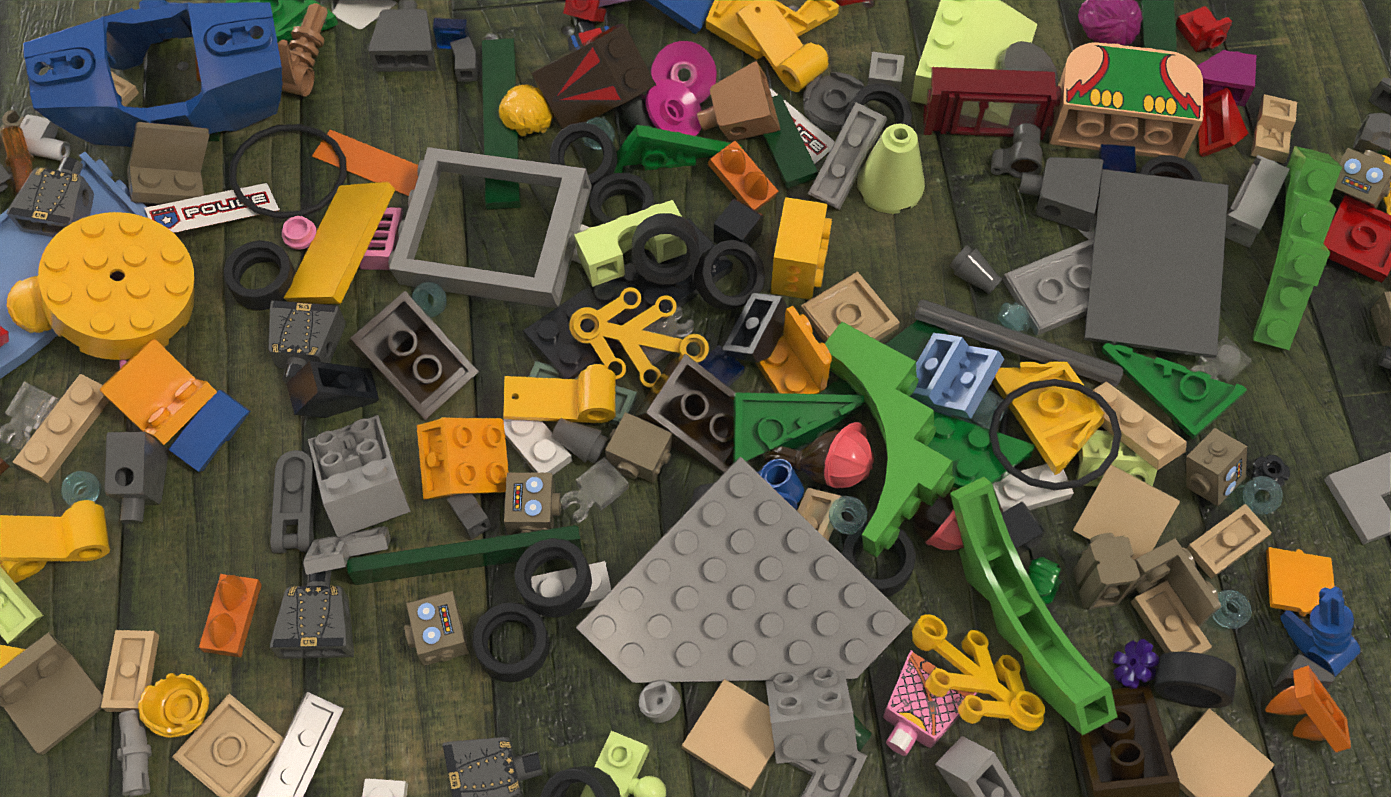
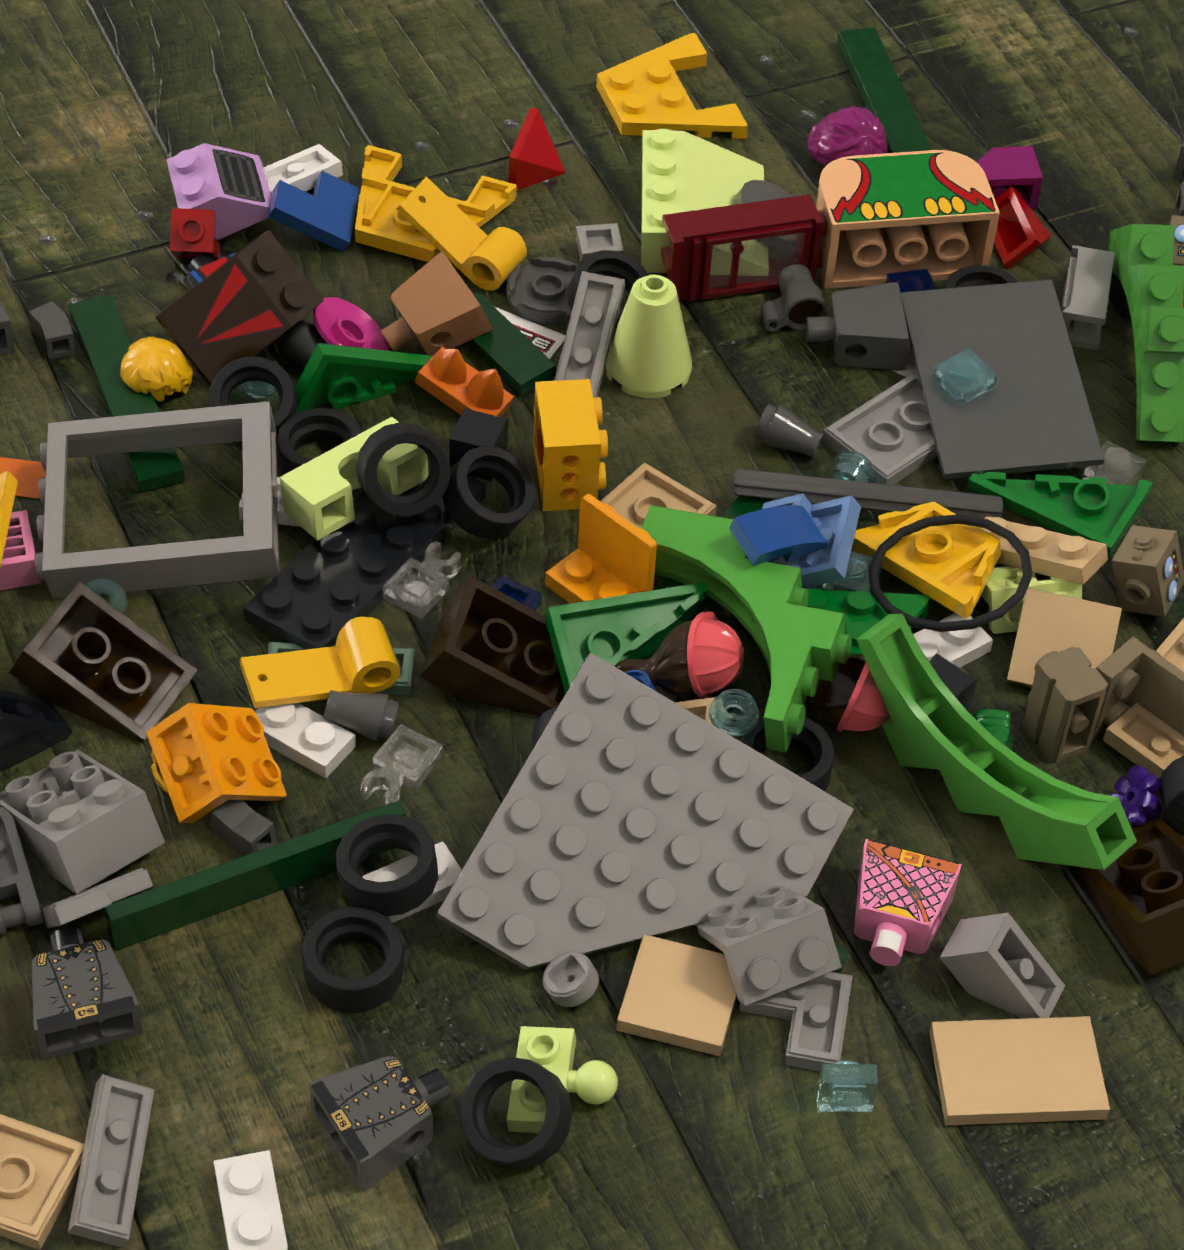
camera: 20 degrees left, 15 degrees down
(436, 628) = (250, 965): dark tan head -> none
(449, 31) = (23, 297): clear blue tile -> none
(530, 502) = (321, 791): dark tan head -> none
(632, 334) = (389, 579): yellow plant -> none
(639, 448) = (443, 703): dark tan head -> none
(686, 56) = (356, 272): dark pink dish -> none
(757, 328) = (545, 539): black slope -> none
(927, 374) = (777, 533): none -> blue slope
(1015, 703) = (948, 844): yellow plant -> none
(1128, 257) = (965, 376): none -> clear light blue plate
(1203, 29) = (959, 135): red bracket -> none
(1274, 128) = (1078, 219): tan slope -> none

